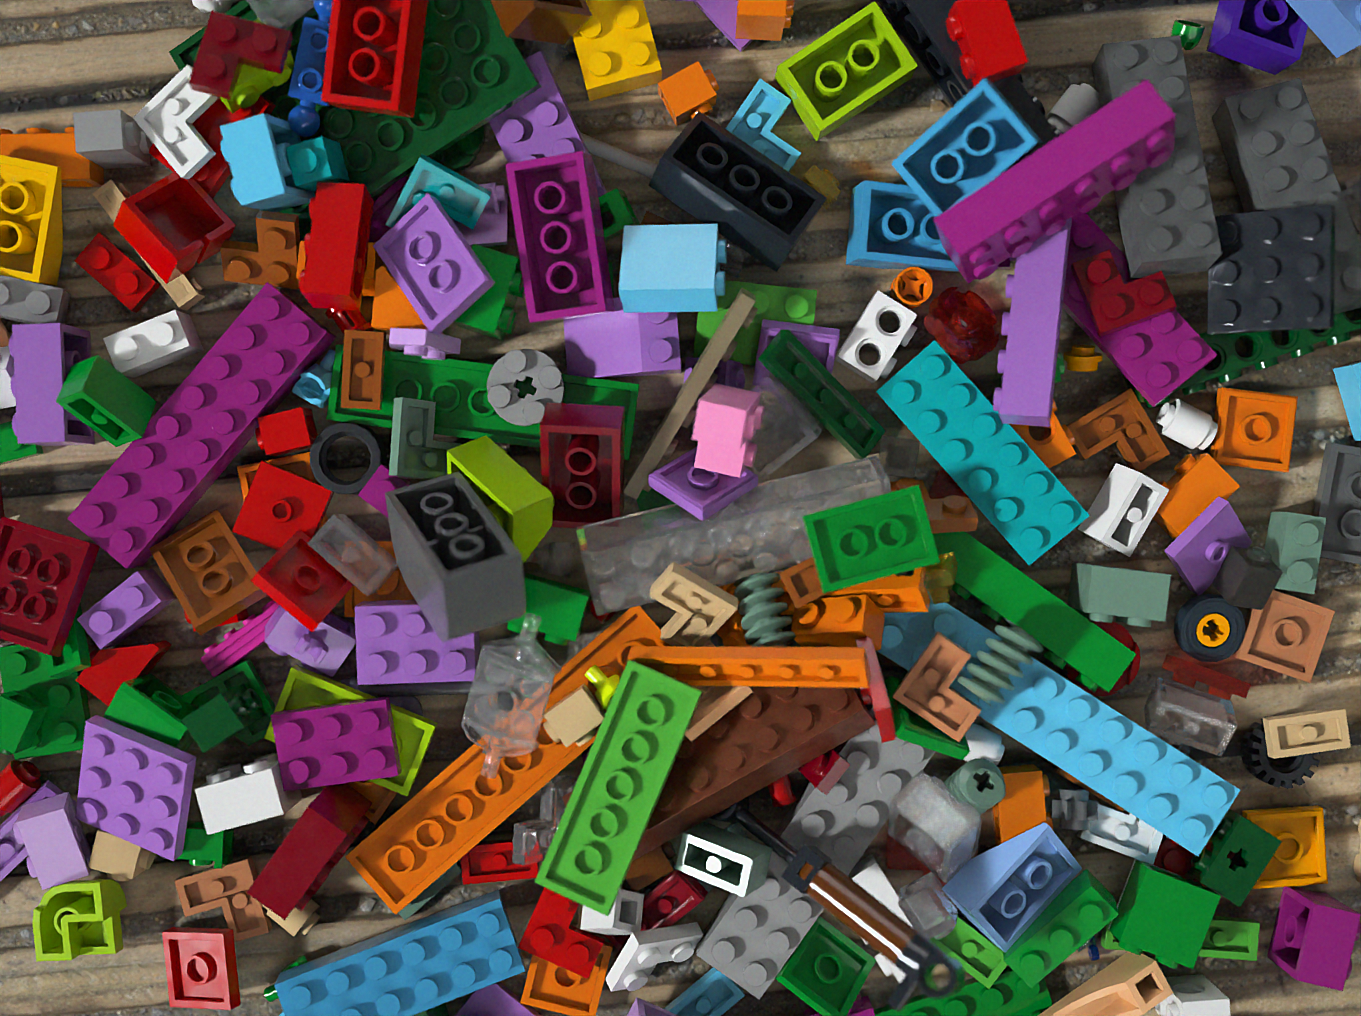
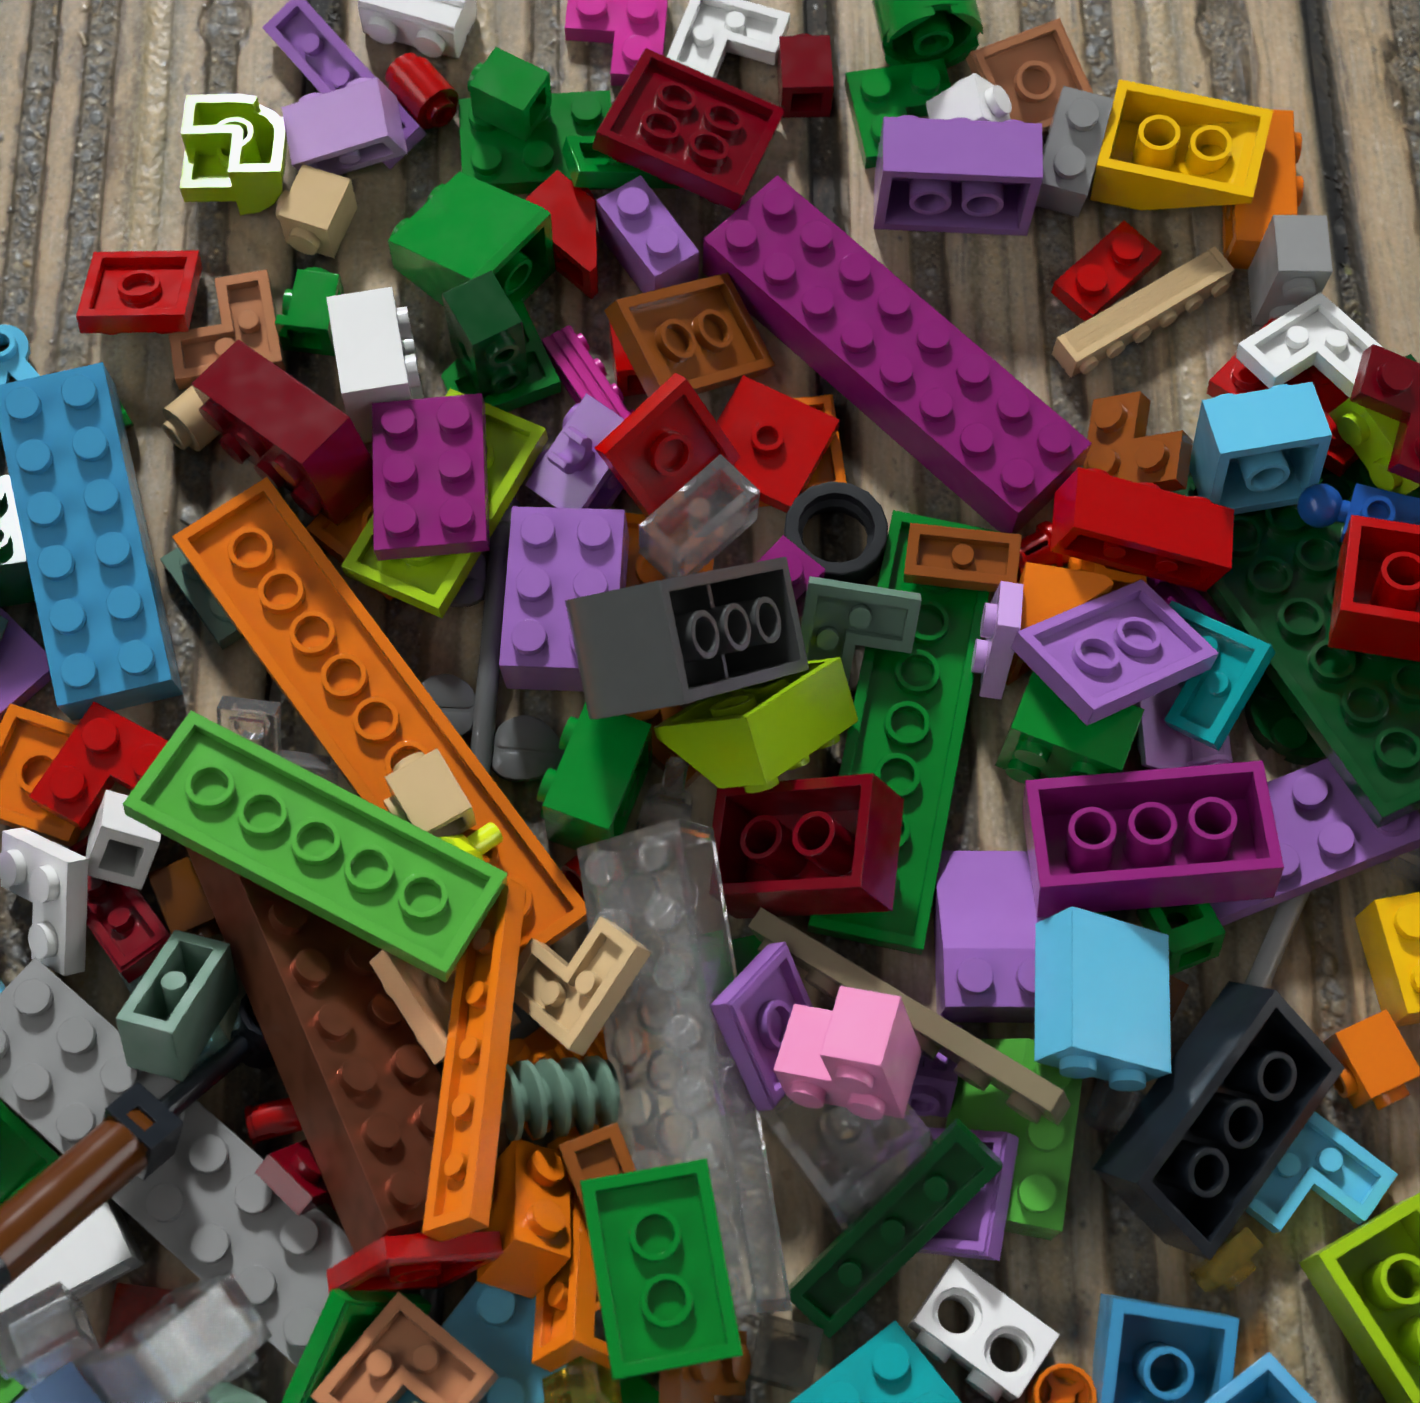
camera: 90 degrees right, 20 degrees down
(106, 401) = (934, 230): green brick -> none
(135, 787) = (403, 223): medium lavender plate -> none
(153, 343) = (1008, 302): white brick -> none
(173, 225) = (1172, 333): red piece -> none
(286, 431) = (879, 458): red brick -> none
(316, 382) = (945, 501): medium azure piece -> none
(317, 162) = (1262, 515): teal brick -> none
(493, 863) = (224, 669): red plate -> none
(516, 367) = (956, 768): light grey plate -> none
(524, 672) = (503, 728): clear plate -> none

